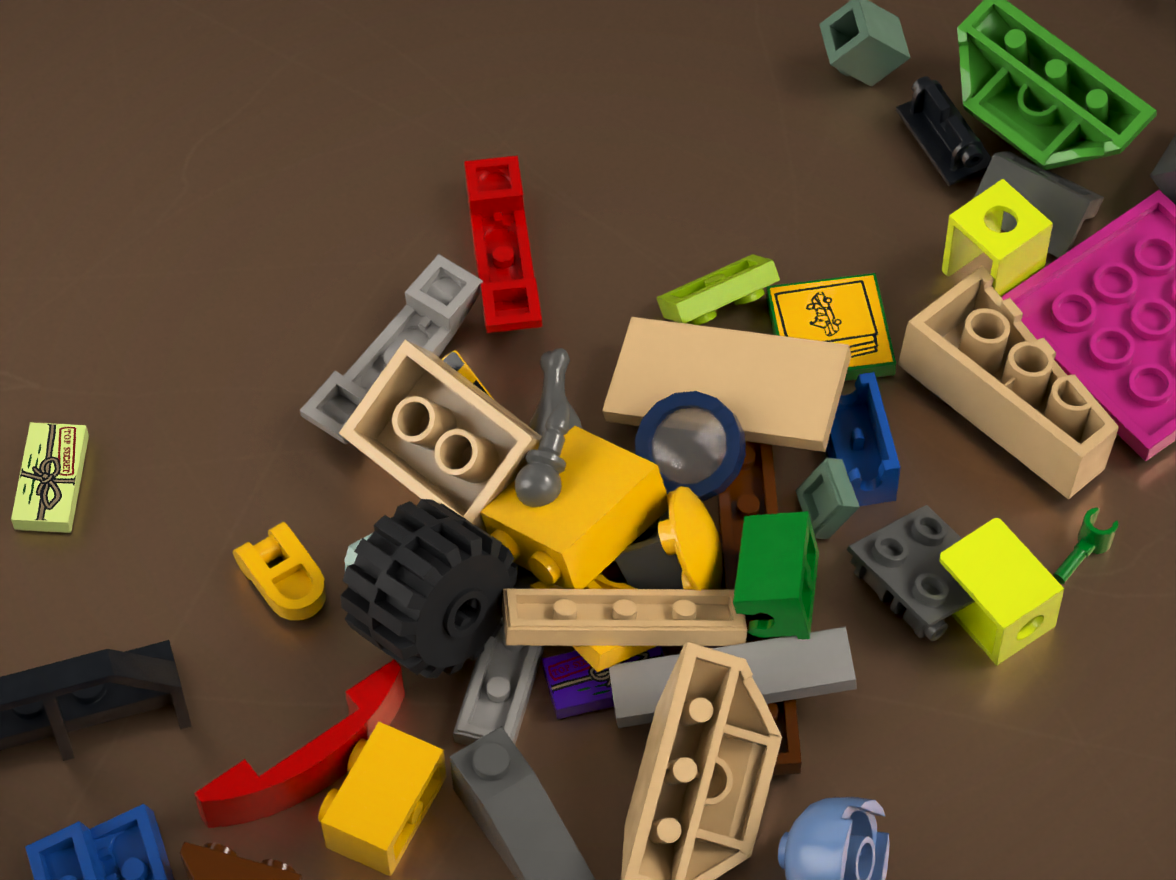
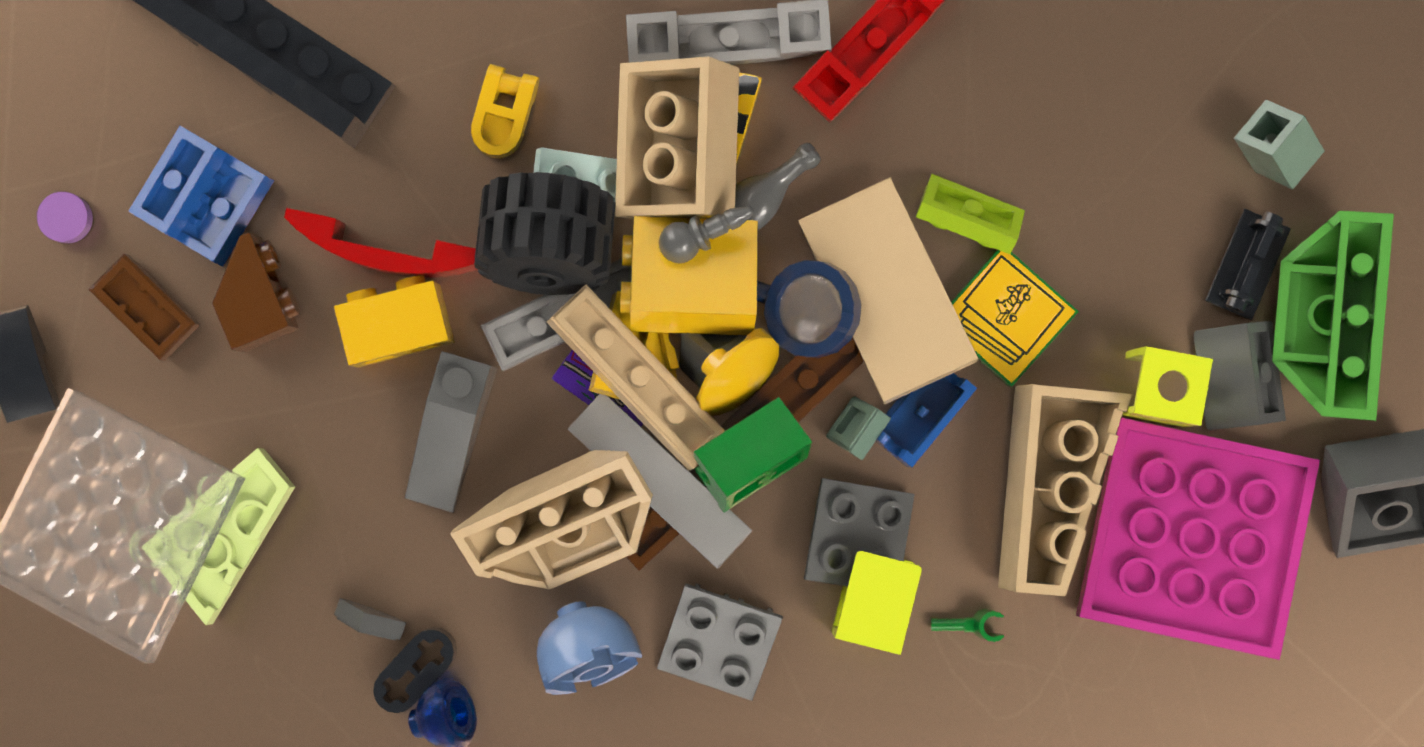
camera: 50 degrees right, 30 degrees up
(925, 749) = (719, 641): none -> hinge

